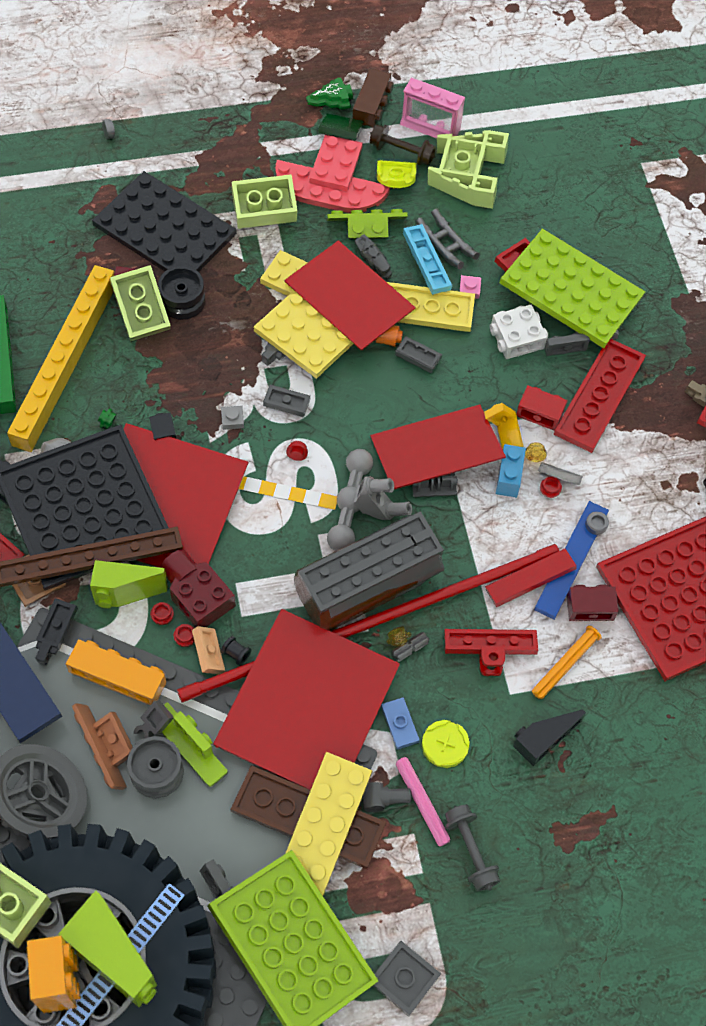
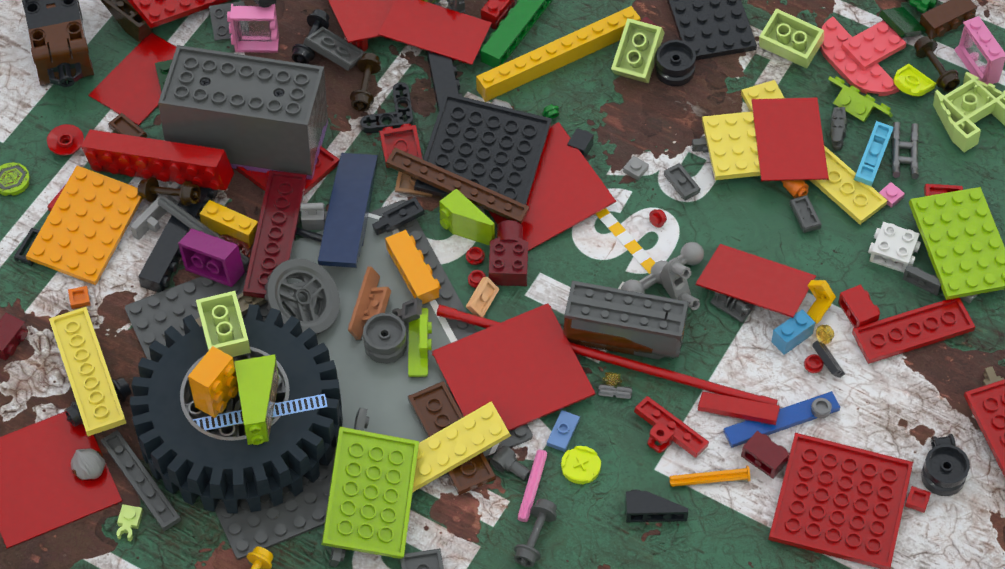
camera: 45 degrees right, 5 degrees down
(235, 650) = (499, 310): black bush -> none

